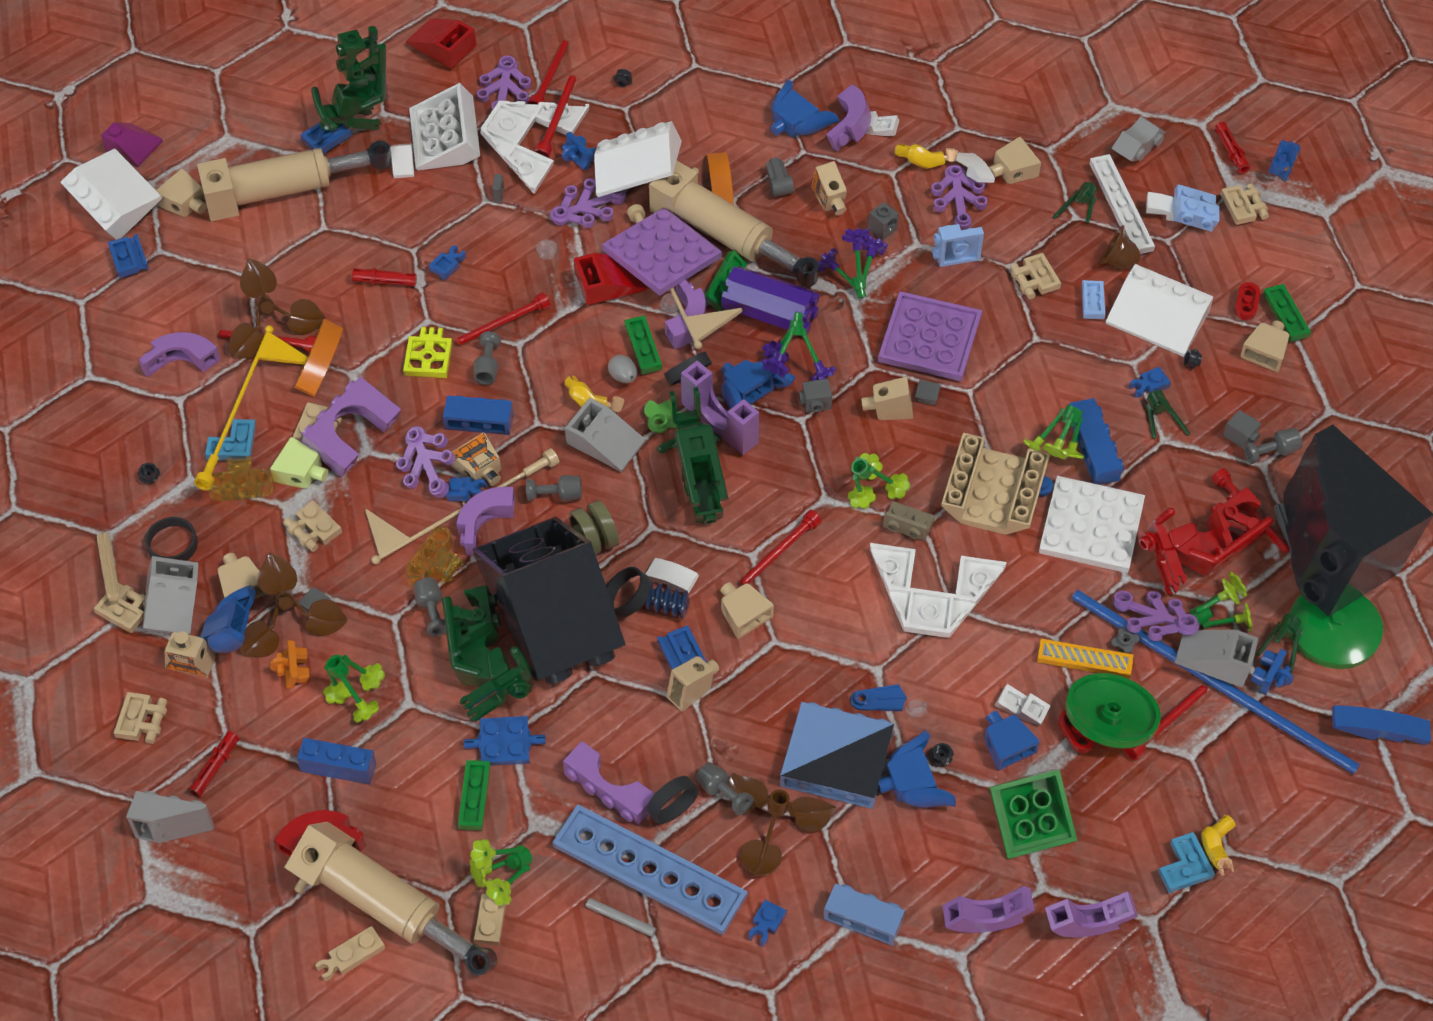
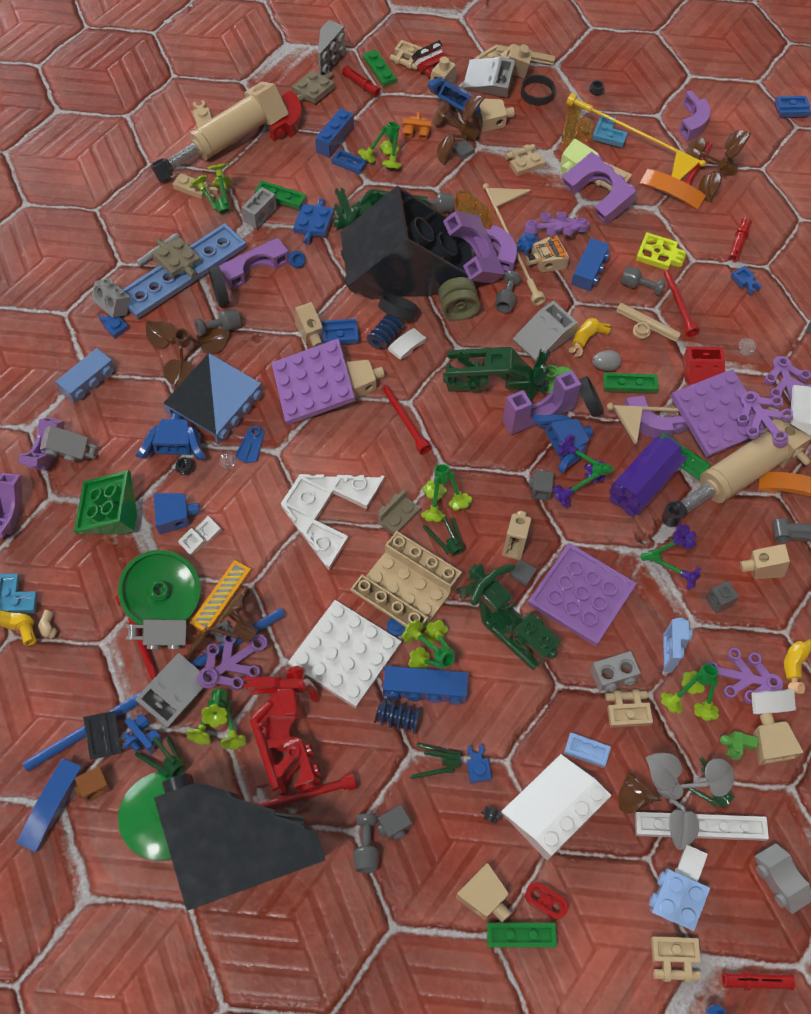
camera: 105 degrees right, 5 degrees up
(134, 558) = (522, 58): none -> tan torso
(151, 680) = (428, 57): none -> hips
(175, 751) = (379, 68): none -> green plate
(242, 825) = (313, 86): none -> dark tan plate
(384, 750) = (348, 162): none -> blue tile
(494, 532) = (486, 265): none -> medium lavender arch
(514, 805) = (259, 207): none -> light grey brick
(544, 345) = (653, 324): none -> tan axle
(561, 348) = (641, 330): none -> tan plate
(582, 734) = (296, 259): none -> blue plate
(639, 874) = (176, 257): none -> dark tan plate
(666, 203) = (764, 415): none -> medium lavender plant
(736, 928) = (110, 298): none -> light grey brick
(772, 651) = (313, 381): none -> medium lavender plate
(923, 458) = (454, 543): none -> dark green plant
(980, 880) = (66, 444): none -> light grey brick
(990, 388) = (505, 621): none -> dark green piece
(1004, 291) = (612, 667): none -> light grey brick
(1005, 218) = (694, 683): none -> lime plant
(1030, 190) = (737, 742): none -> bright green piece
(1104, 218) = (664, 772): none -> light grey plant
(1123, 595) = (242, 628): none -> reddish brown plant
(1139, 454) = (398, 716): none -> dark blue piece
(1160, 688) = (160, 633): none -> light grey brick
(1202, 818) = (44, 625): none -> tan arm
(1291, 704) = (102, 735): none -> black plate
(1342, 692) = (92, 784): none -> dark orange brick

